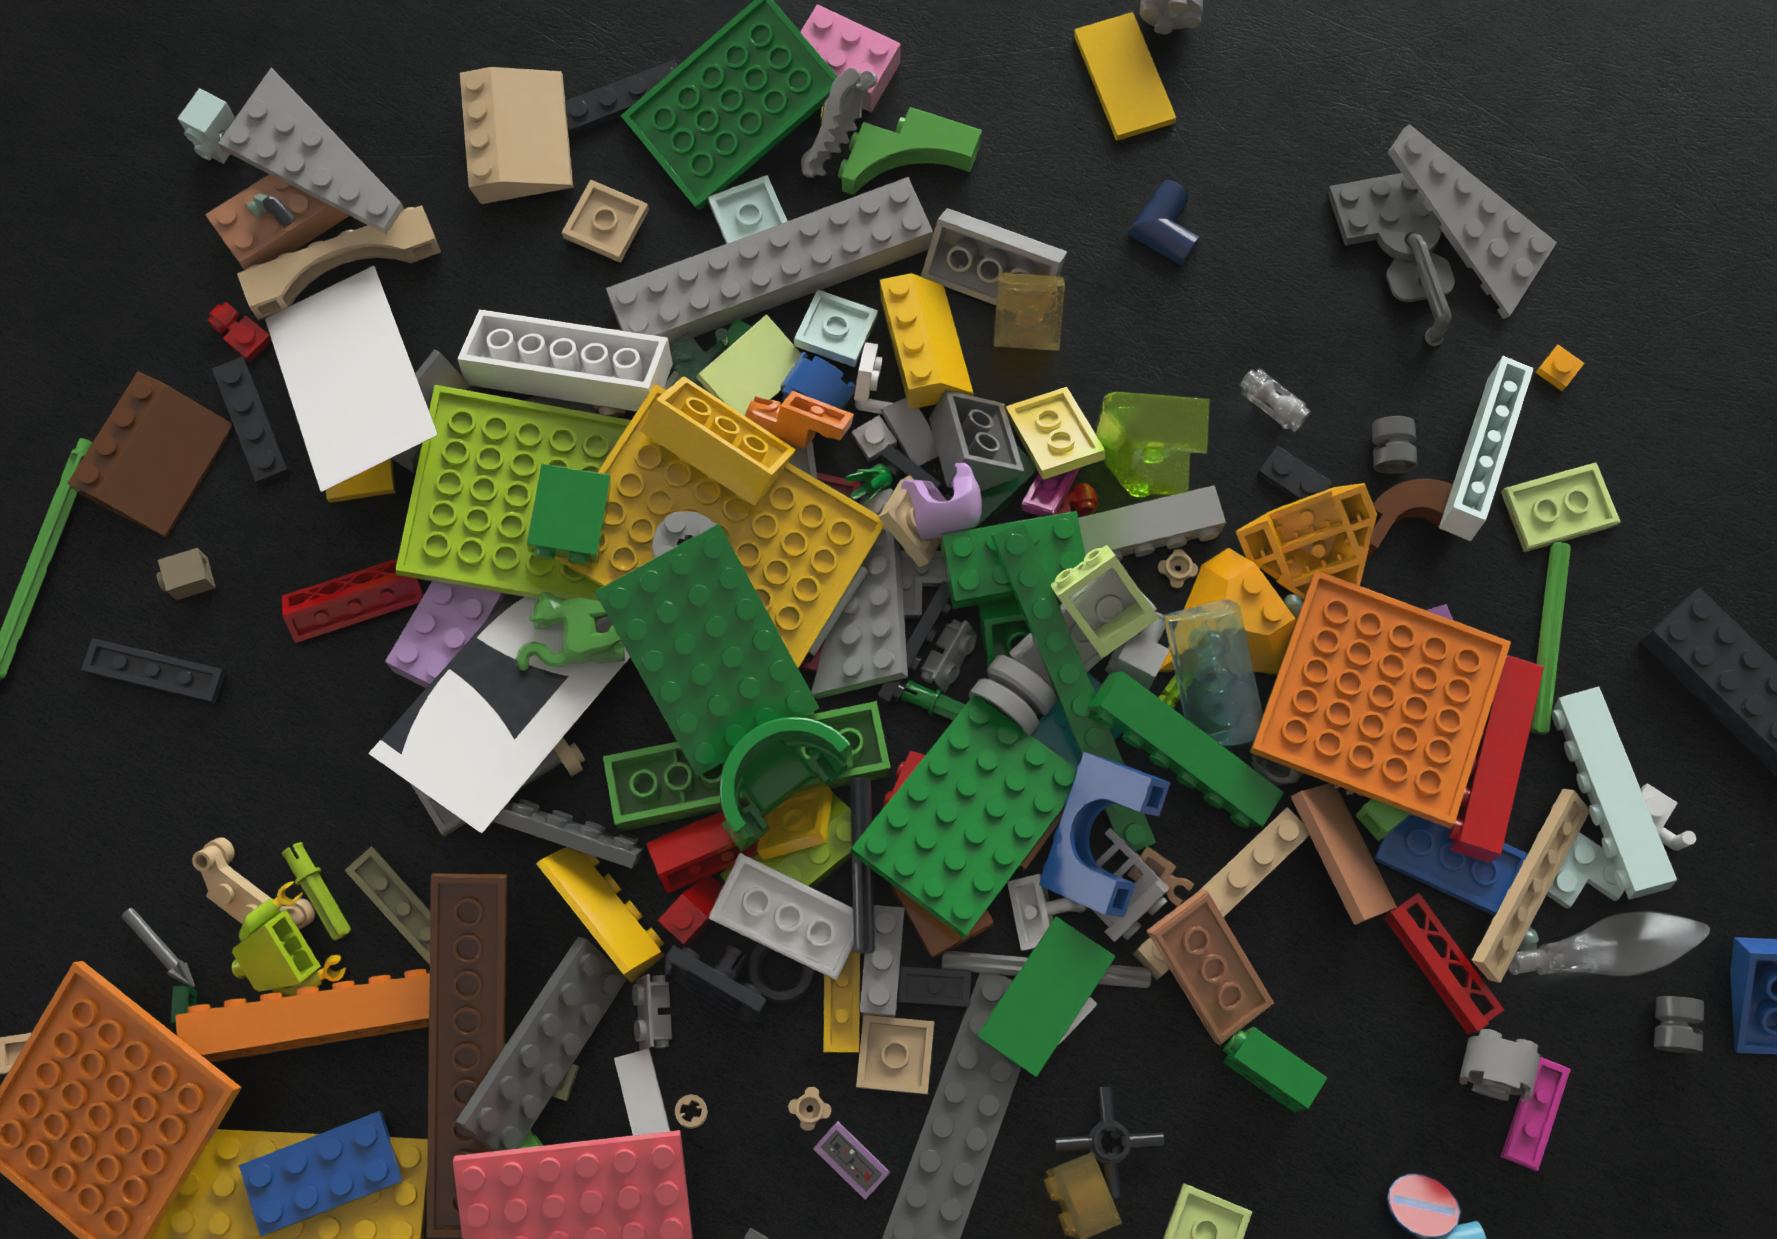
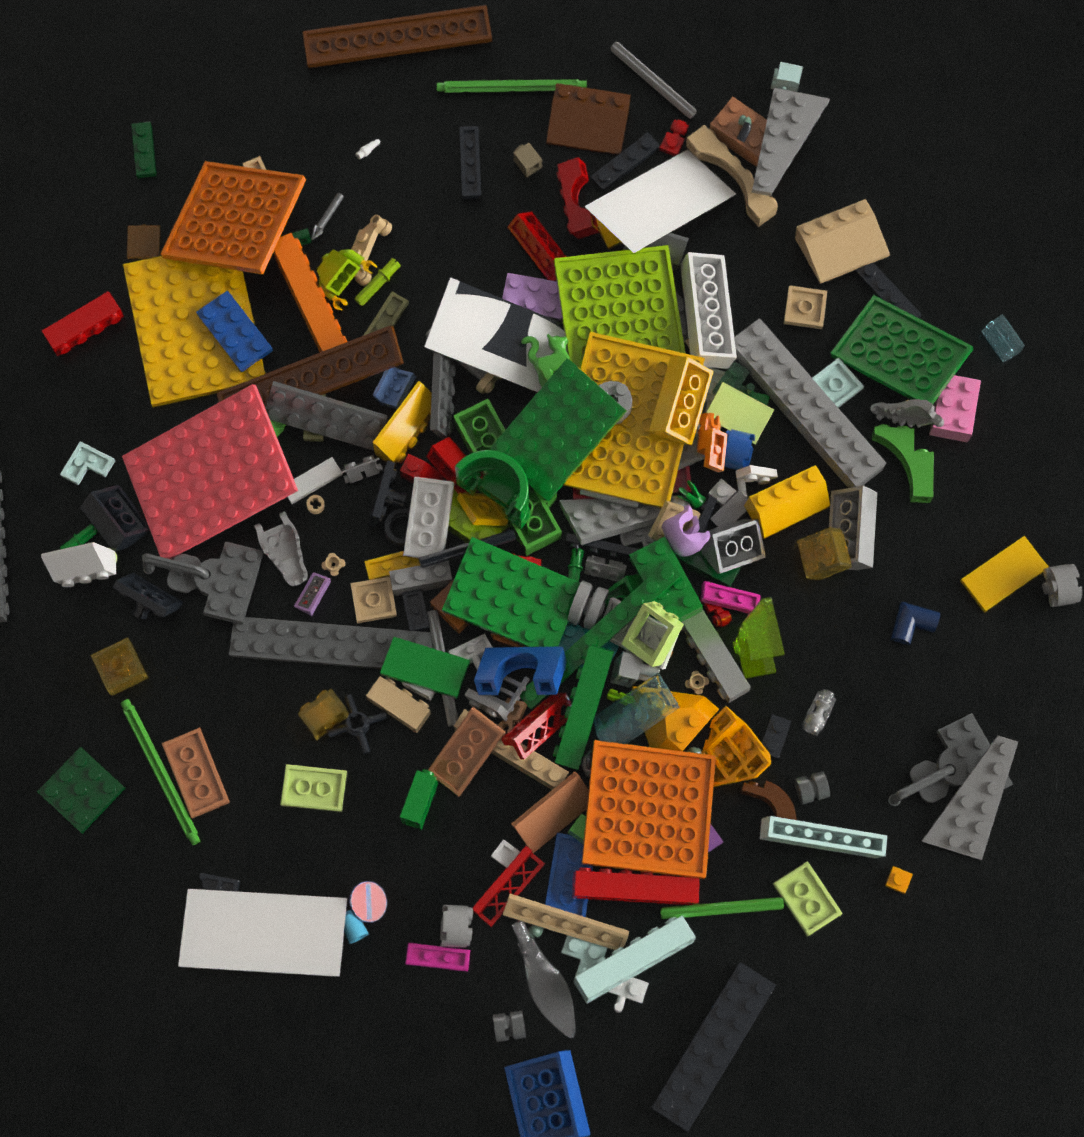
camera: 75 degrees right, 0 degrees up
(58, 842) = (366, 150): none -> white piece
(120, 334) = (653, 80): none -> light grey axle
(248, 508) = (573, 176): none -> red arch
(529, 915) = (393, 387): none -> medium blue bracket
(569, 514) = (611, 335): green brick -> none
(754, 1190) = (284, 550): none -> light grey animal
(835, 328) = (781, 451): light aqua plate -> none
(1055, 433) = (752, 586): light yellow plate -> none
(1092, 1060) = (399, 704): none -> tan brick
(1194, 848) = (537, 719): none -> red fence
(1390, 952) = (505, 853): none -> white plate

